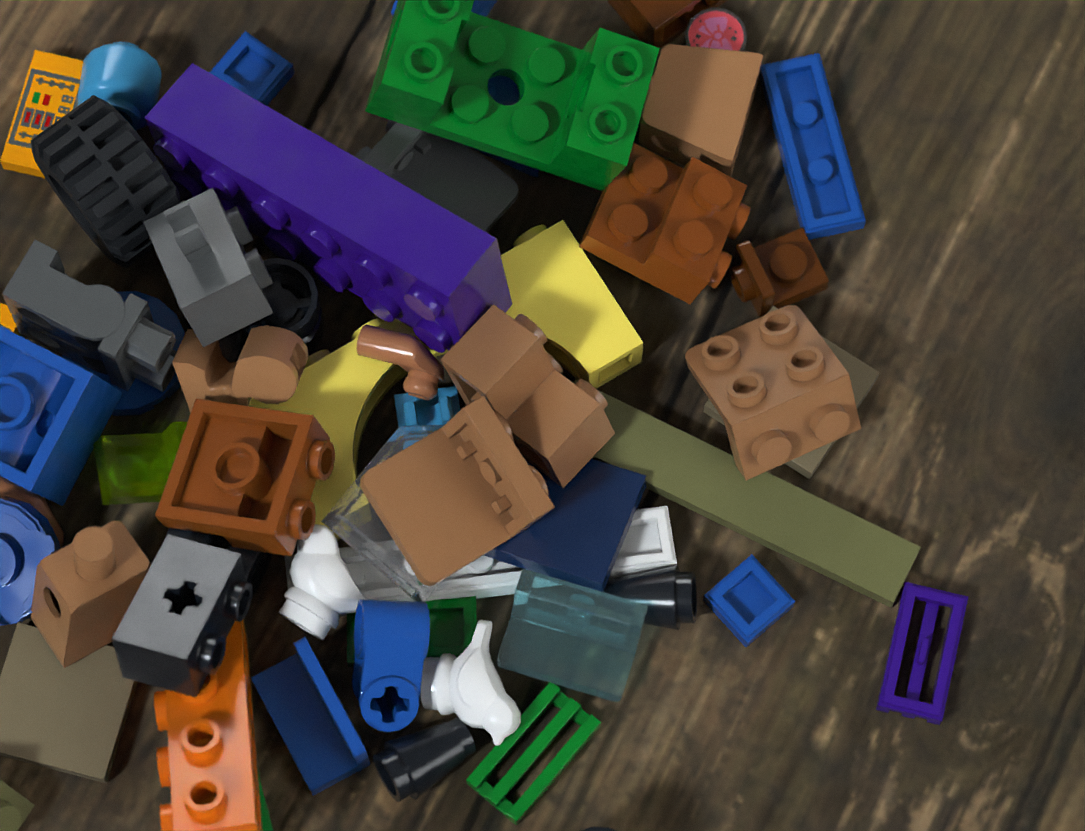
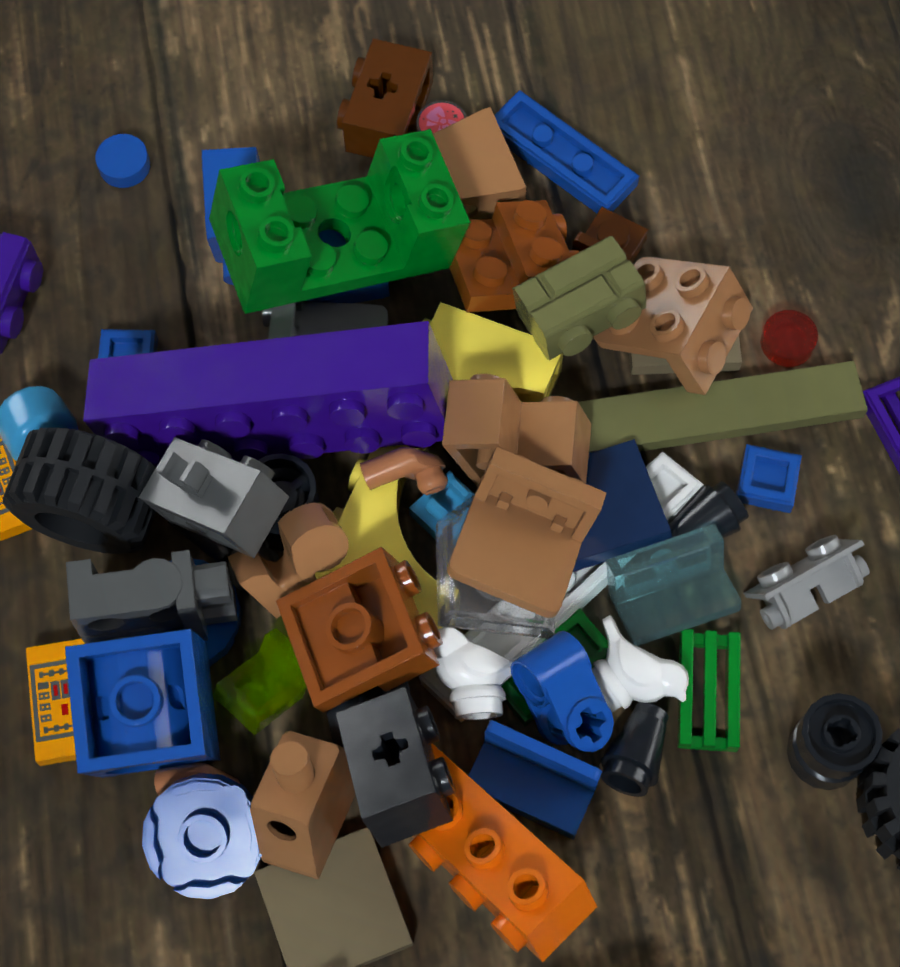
camera: 35 degrees left, 5 degrees down
(682, 309) = (581, 299): none -> olive brick
(728, 719) = (788, 587): none -> light grey hinge
(880, 481) = (789, 338): none -> clear red tile

